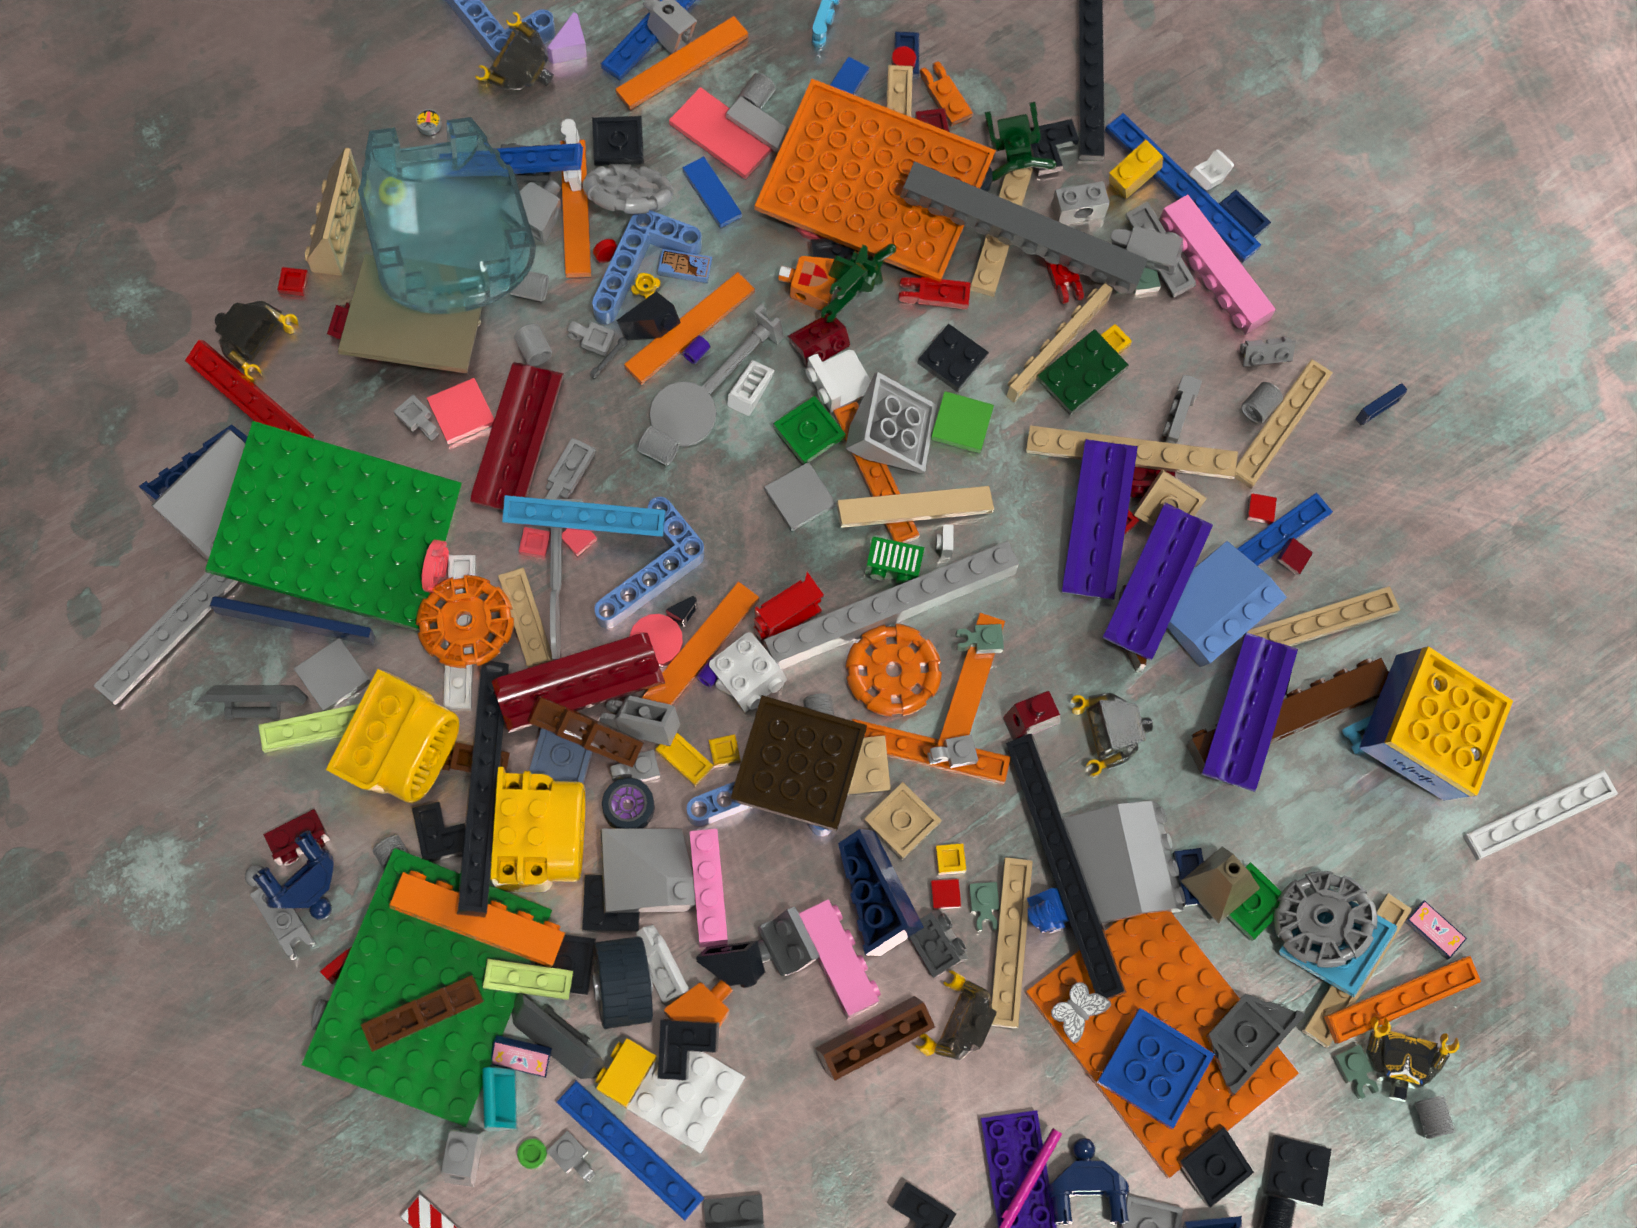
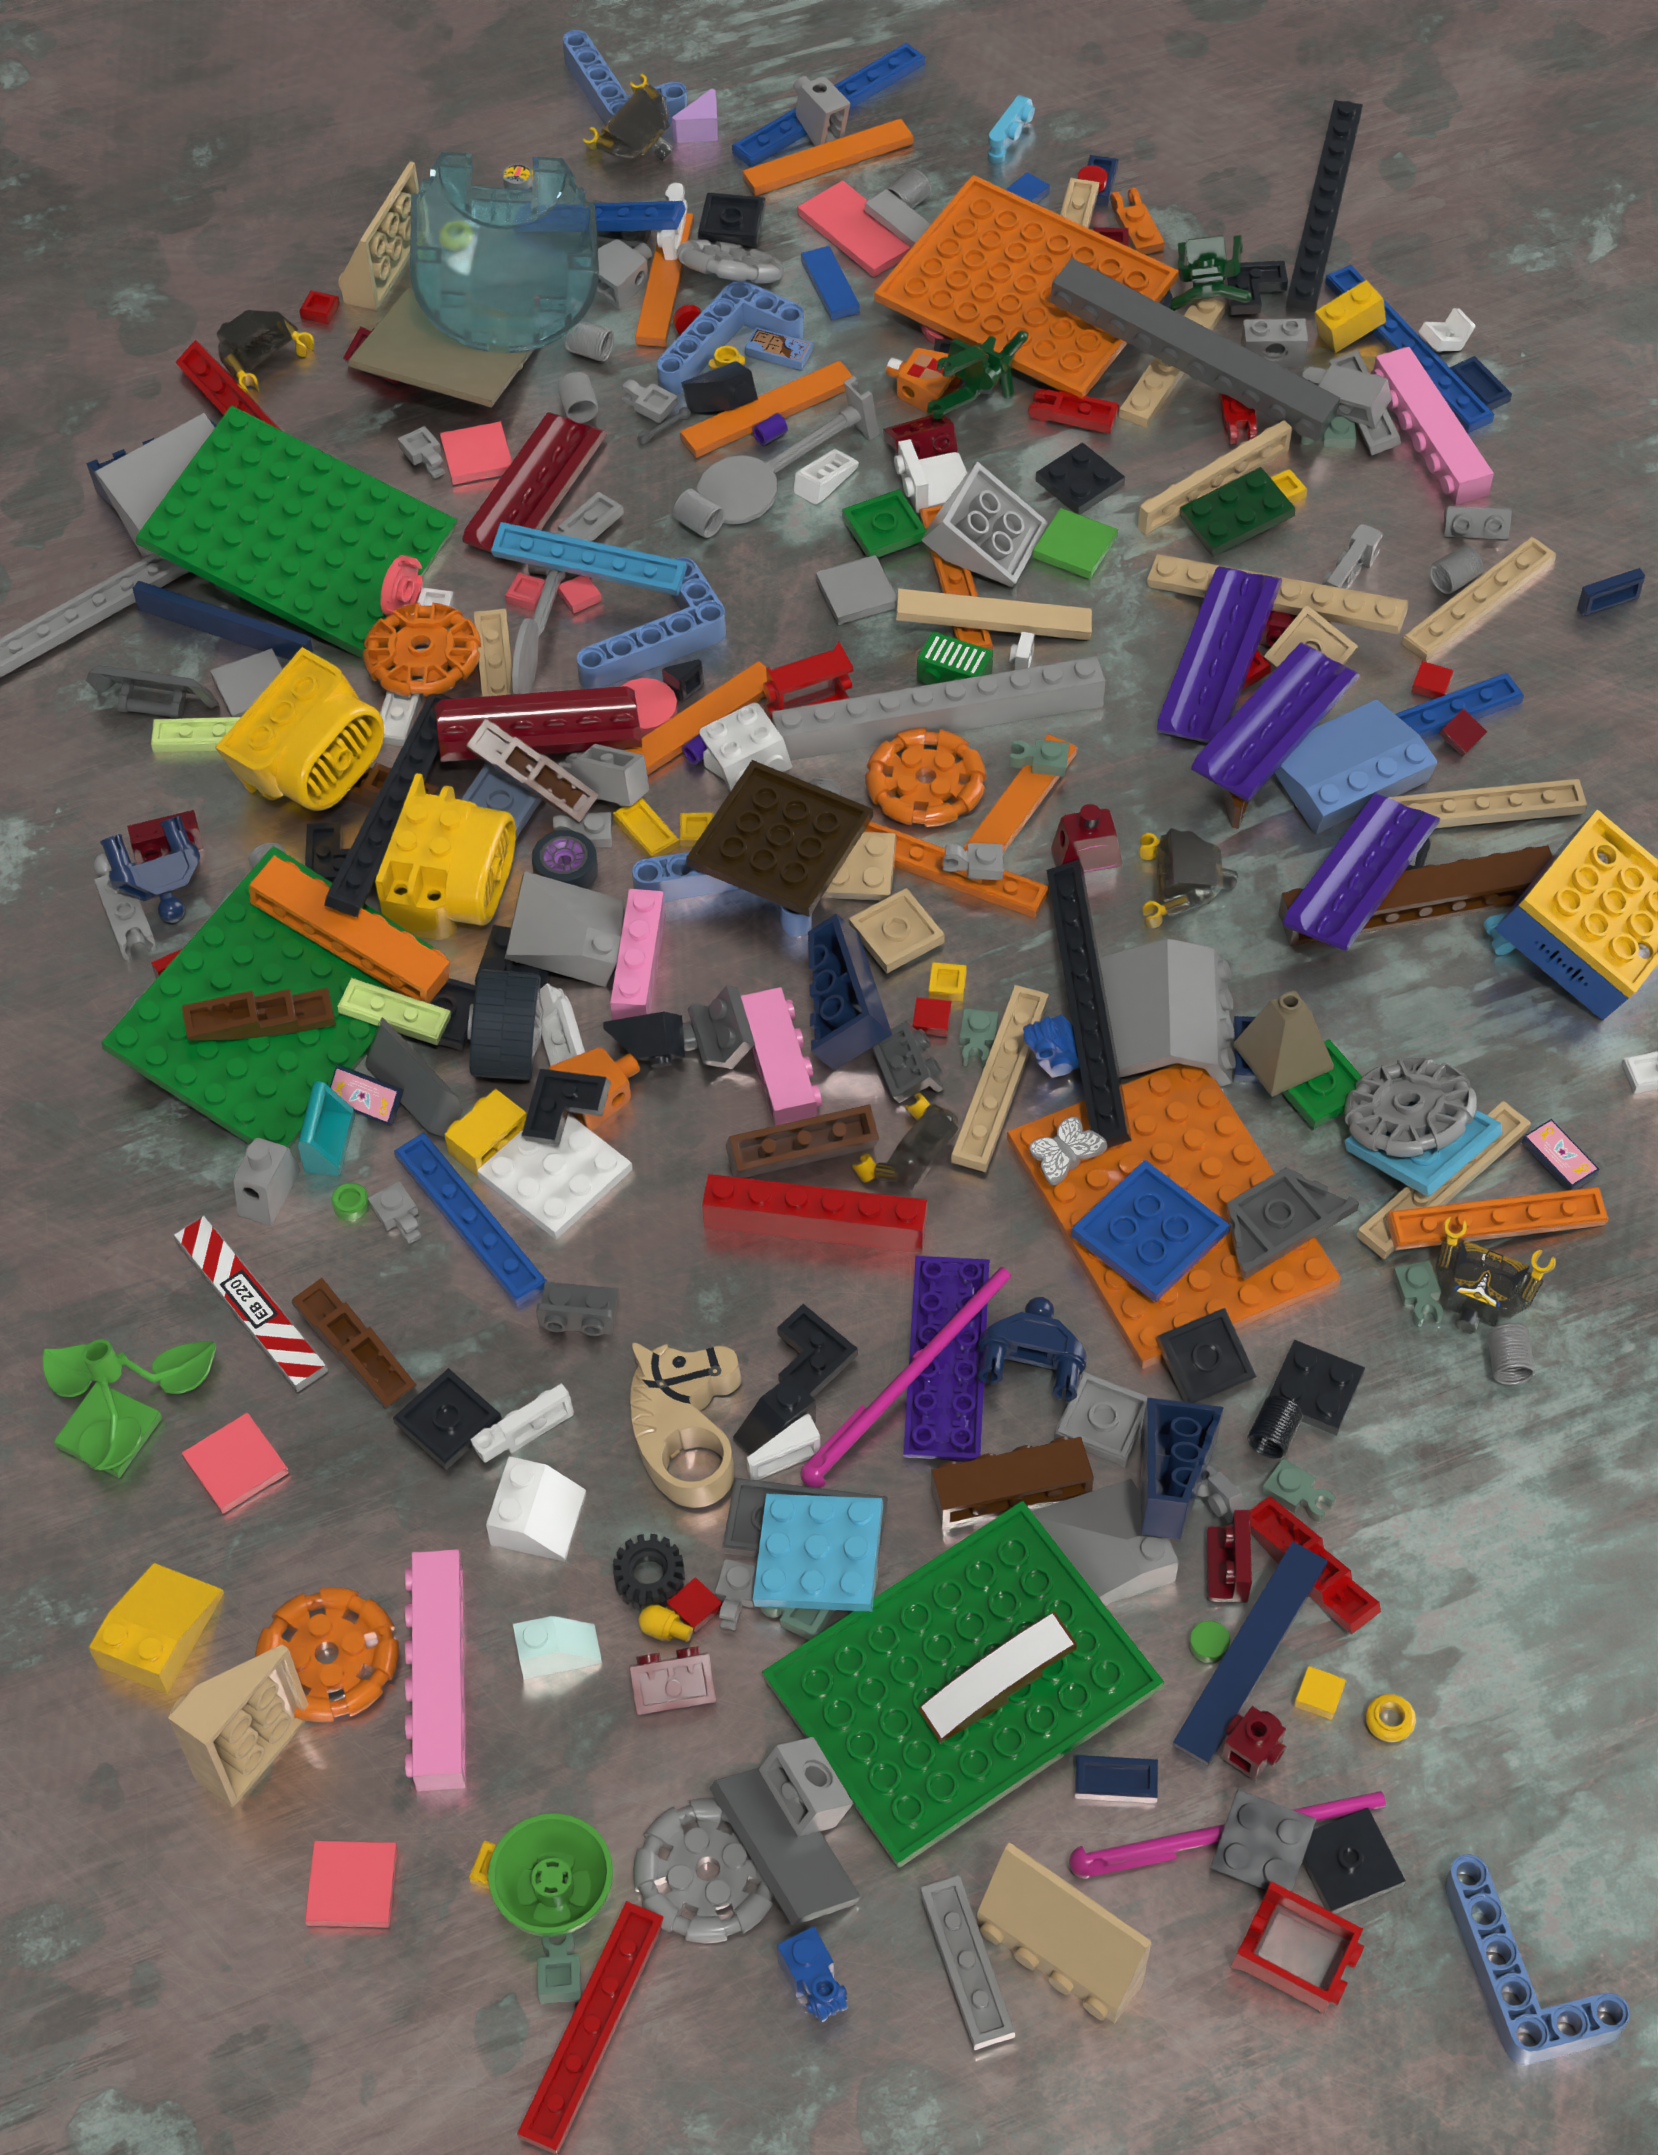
camera: 20 degrees right, 15 degrees down
(898, 1098) = (815, 1213): none -> red brick

